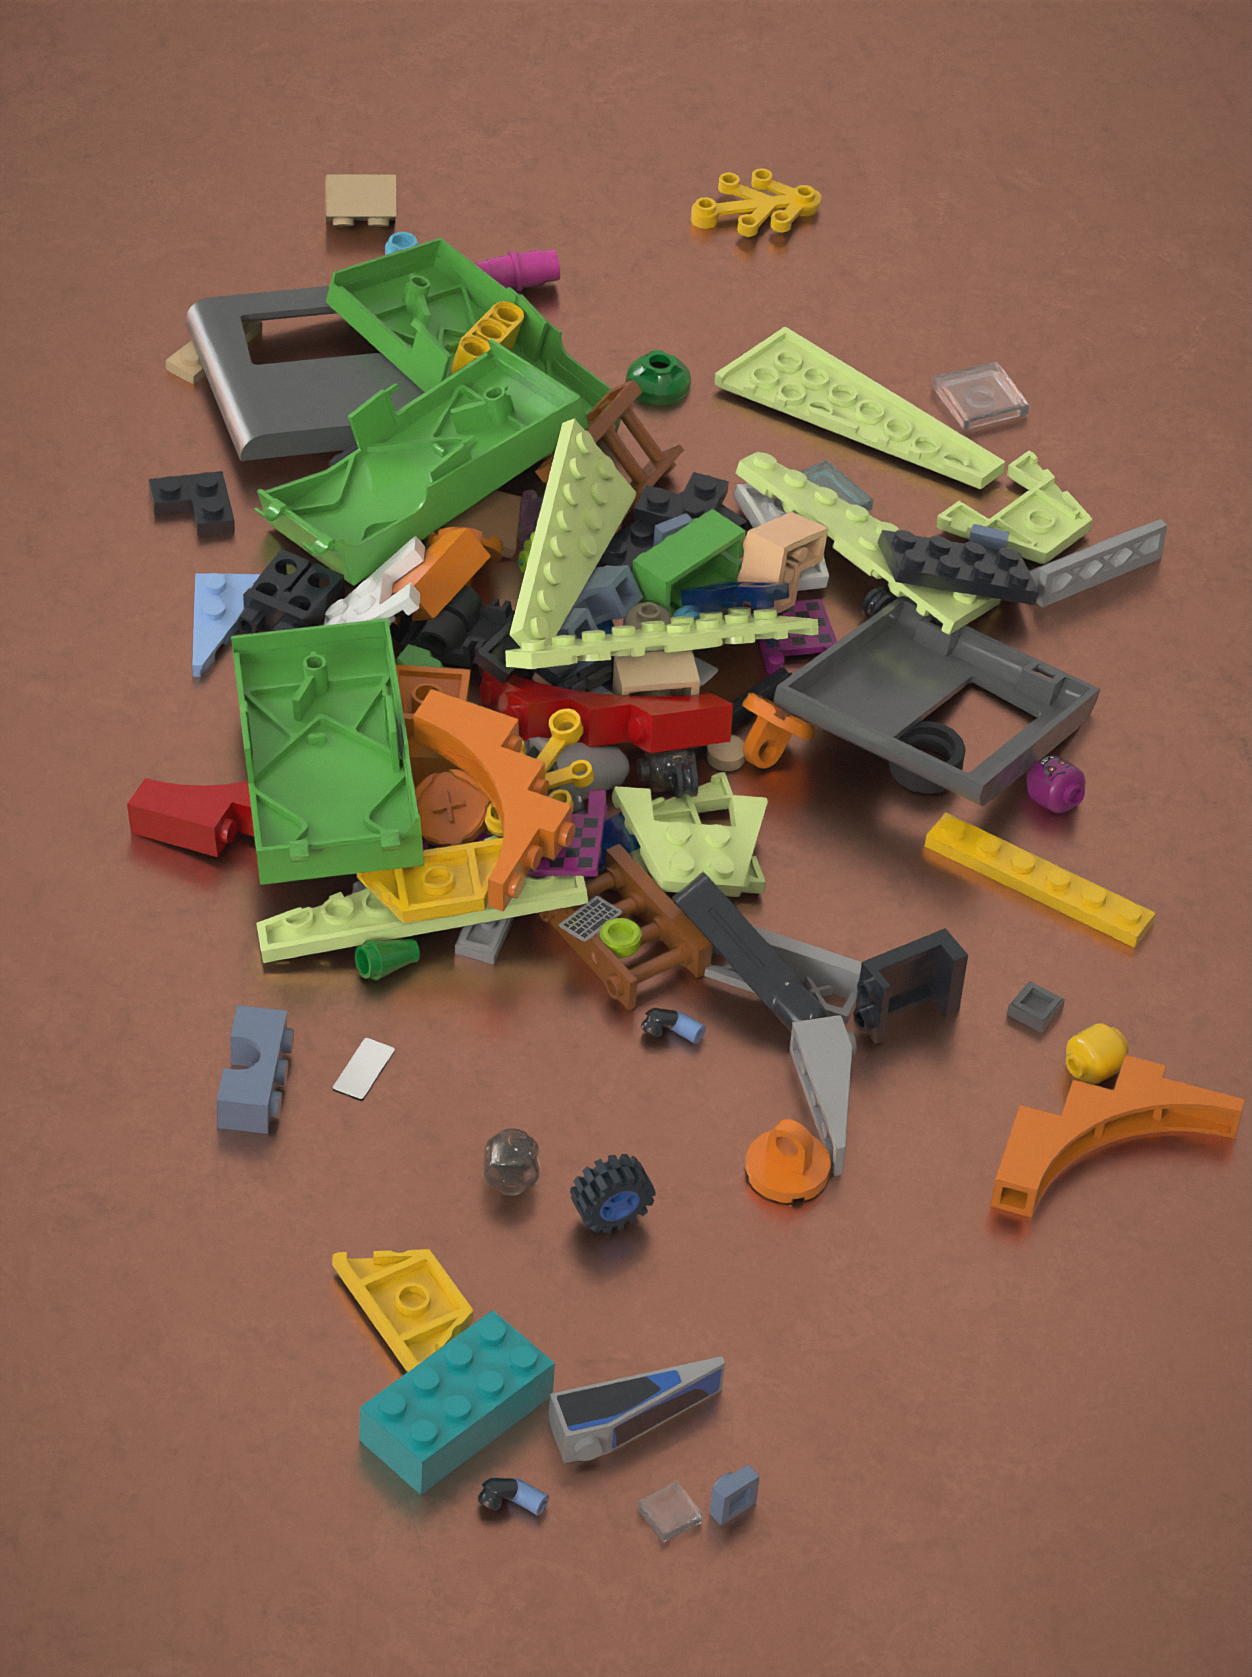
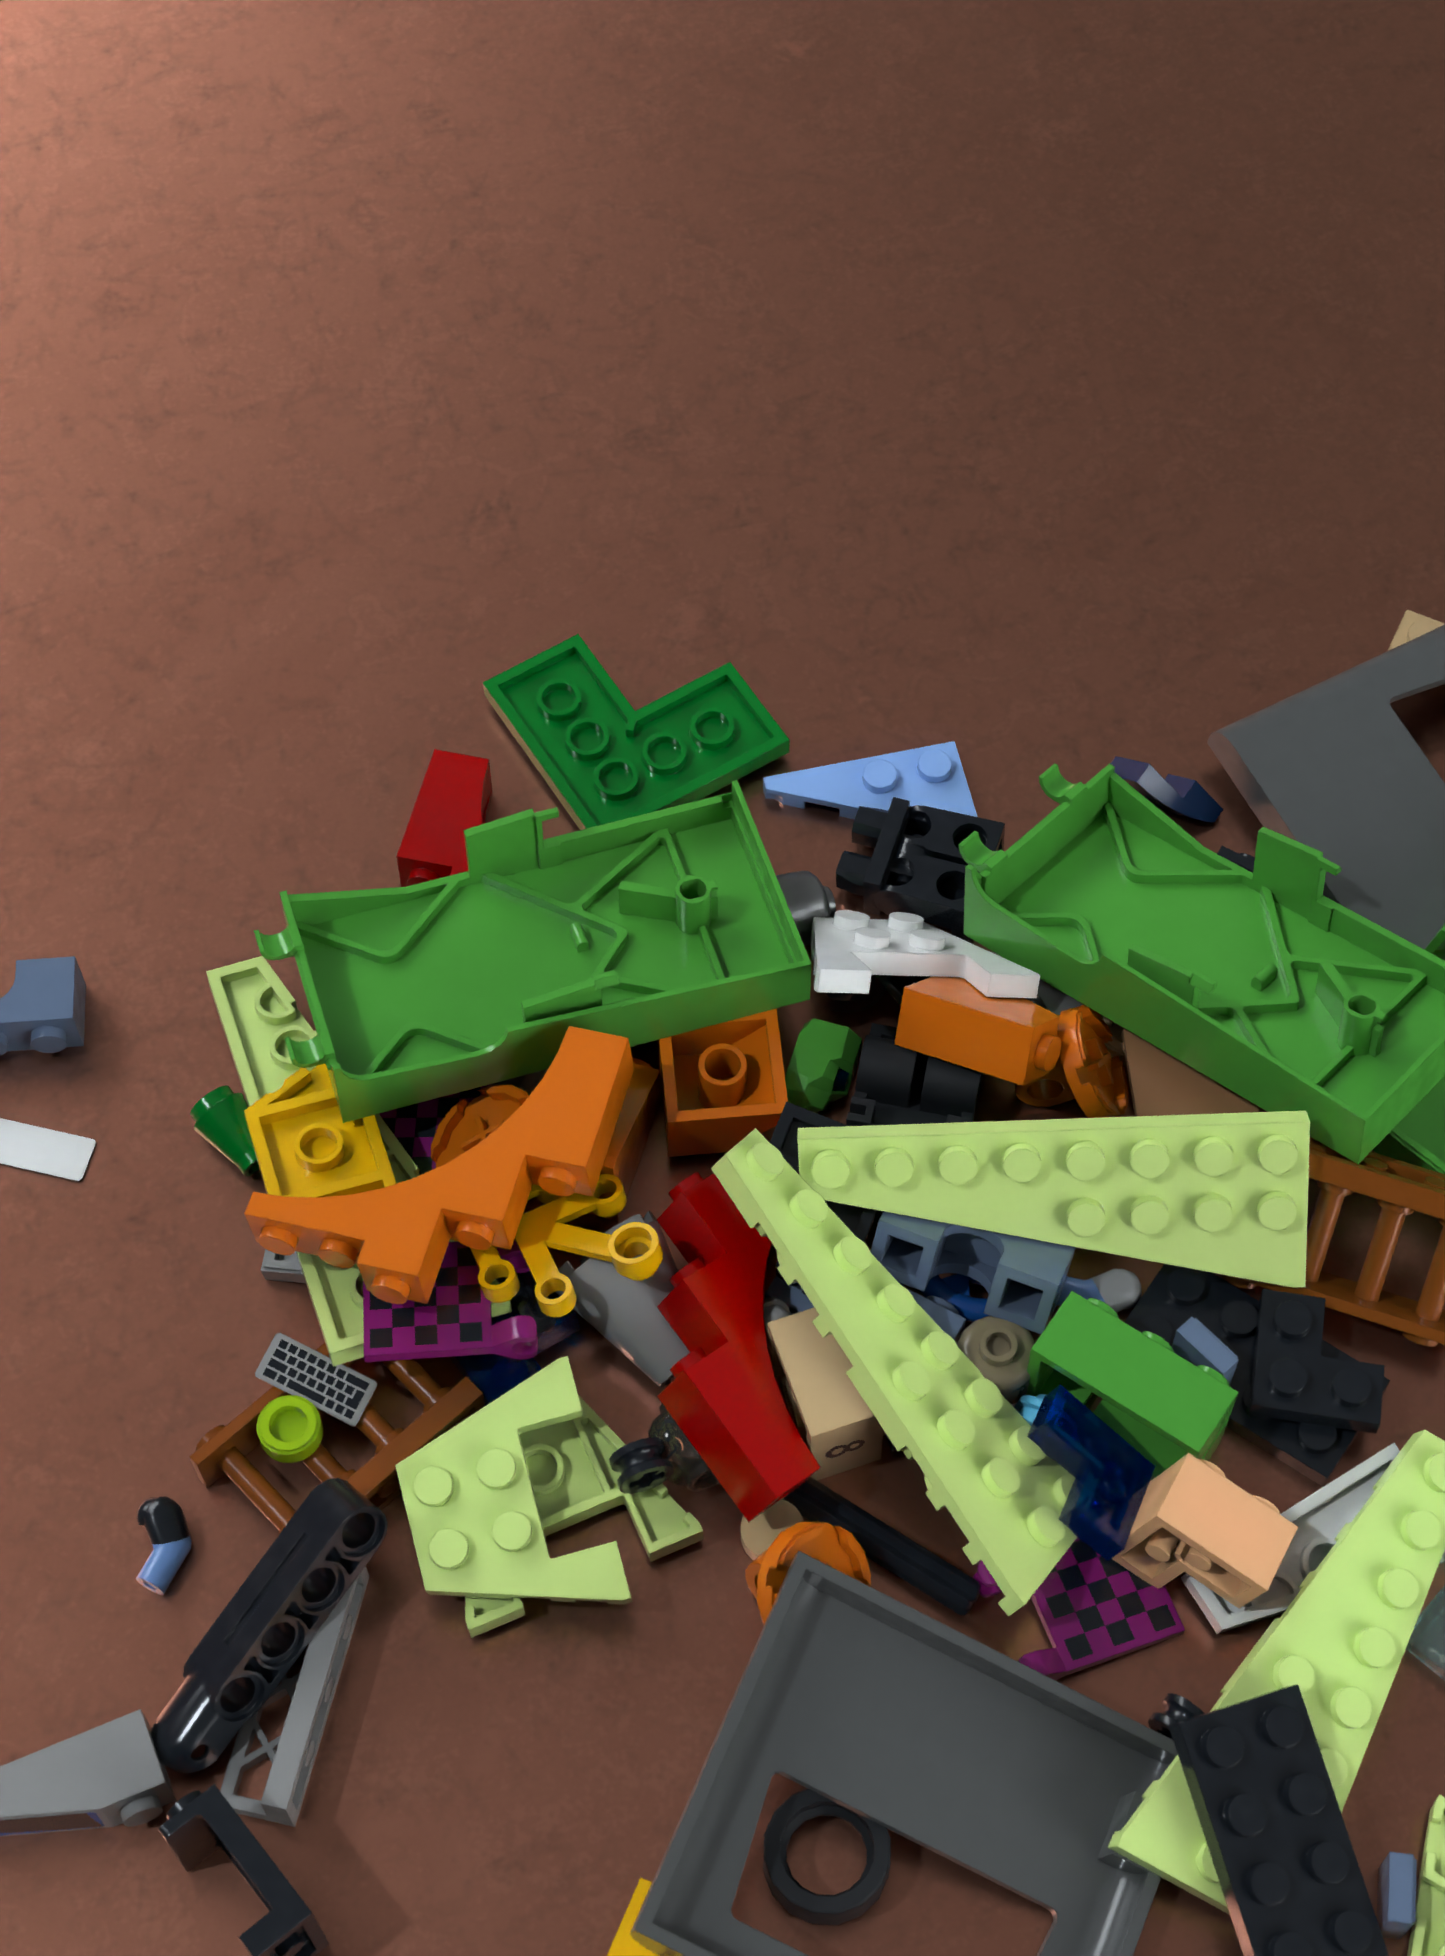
camera: 85 degrees right, 15 degrees up
(154, 726) = (626, 762): none -> green plate
(201, 493) = (1132, 716): black plate -> none
(270, 479) = (1170, 794): none -> dark blue slope

